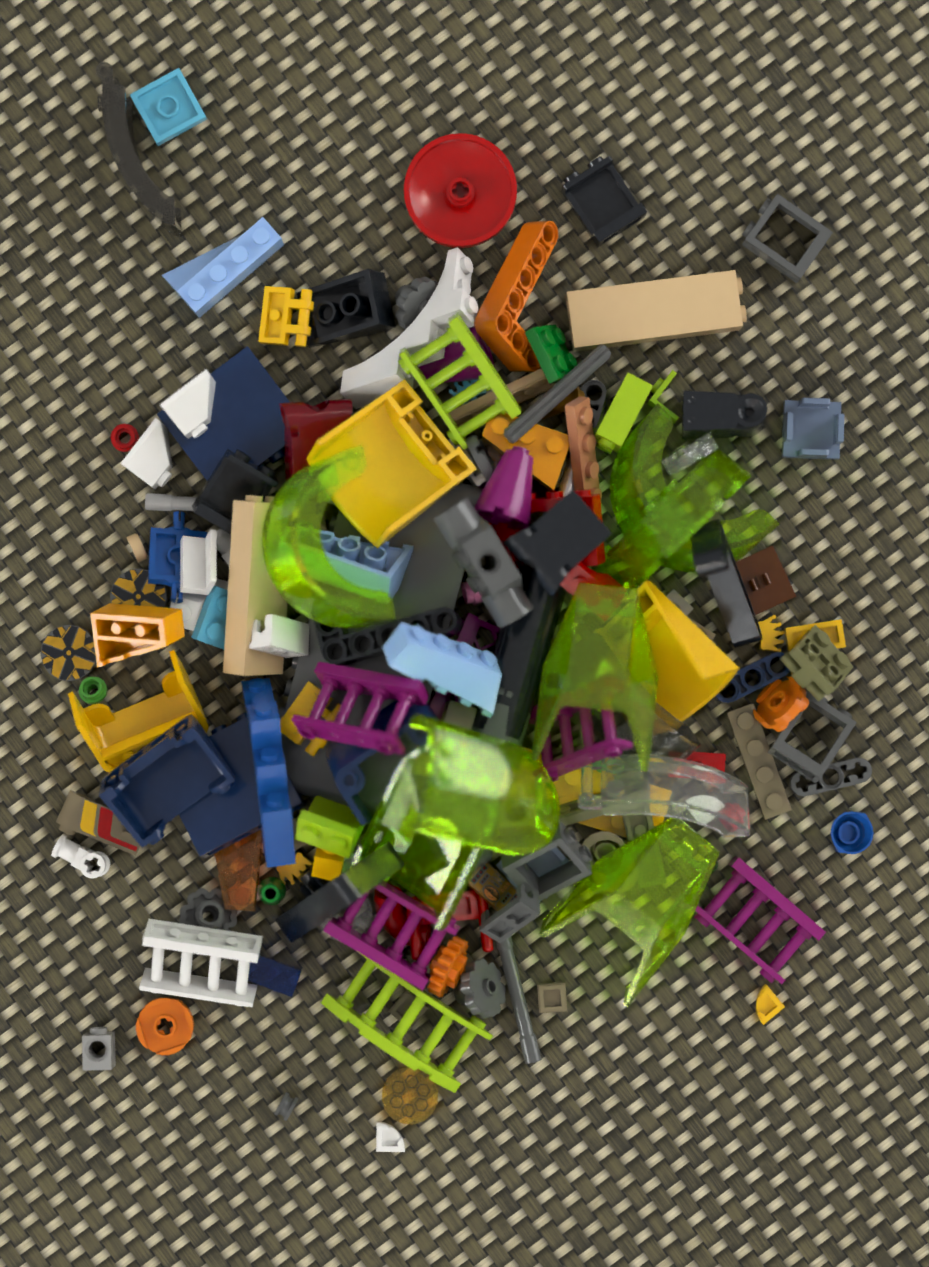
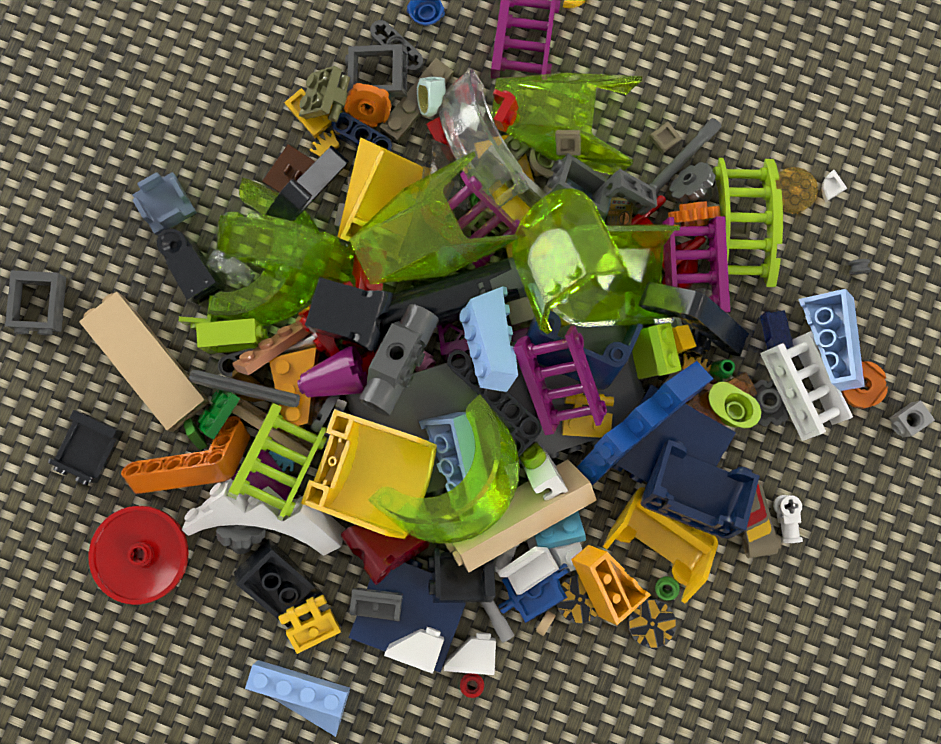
camera: 120 degrees left, 5 degrees down
(227, 872) = (734, 405): none -> lime piece
(229, 1028) = (836, 335): none -> light blue wedge
(262, 393) = (376, 604): none -> dark grey hinge
(305, 638) = (533, 456): none -> lime tile
(547, 316) = (194, 434): none -> bright green tile
(602, 880) = (568, 142): none -> dark tan tile
(670, 834) = (507, 112): none -> red bracket
(751, 776) = (430, 95): none -> light aqua rock

